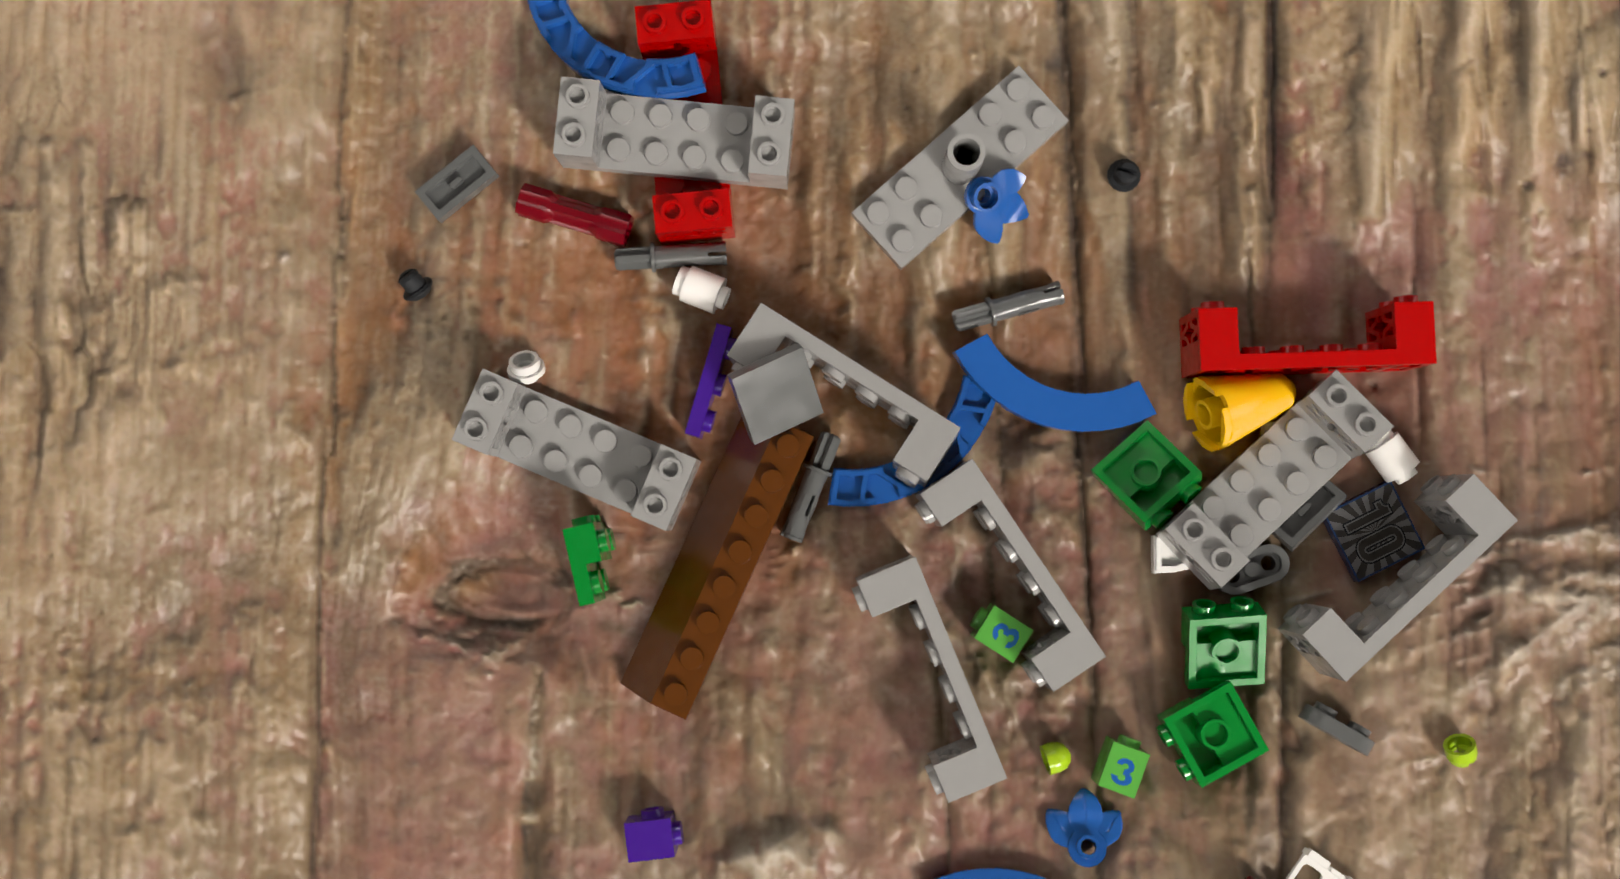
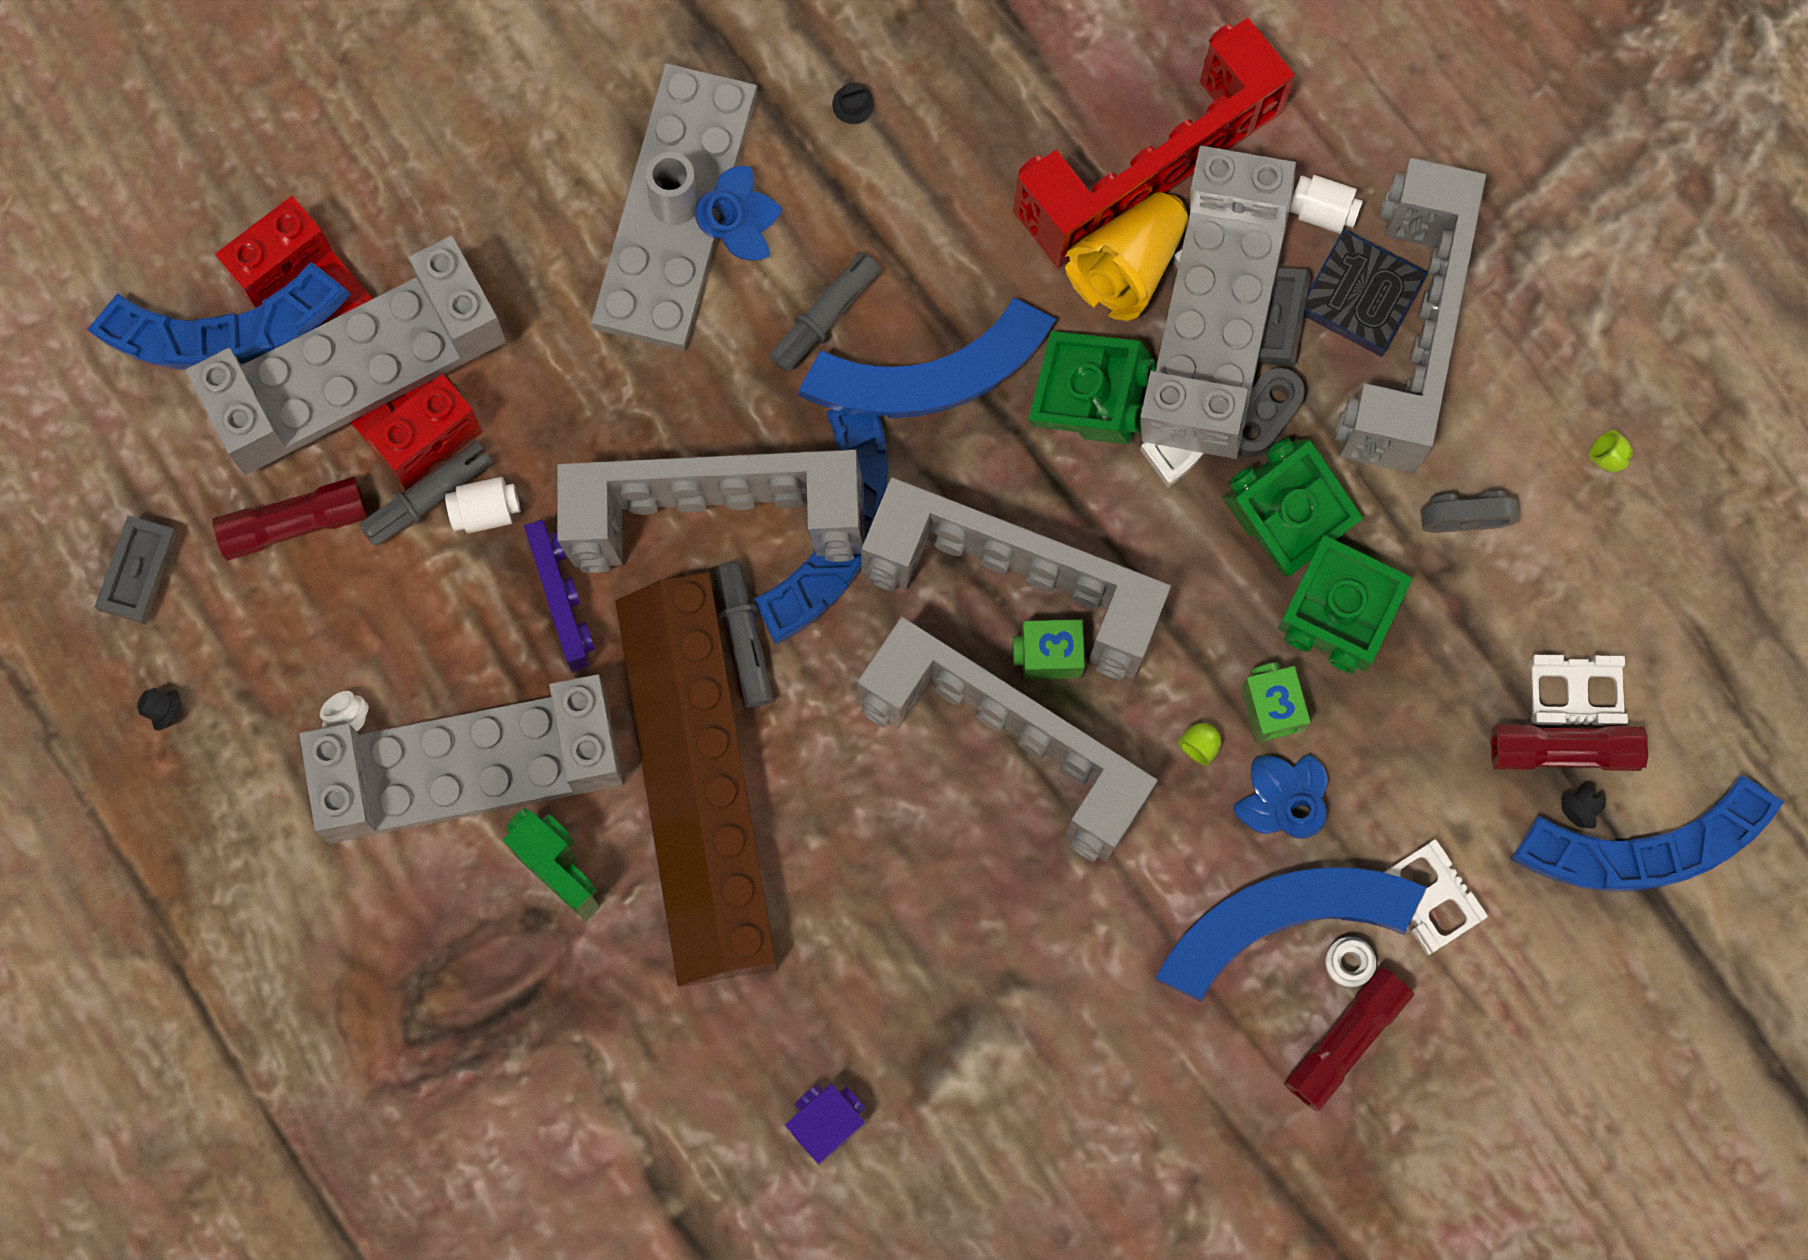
camera: 40 degrees left, 10 degrees down
(775, 393) = (637, 547): tile -> none

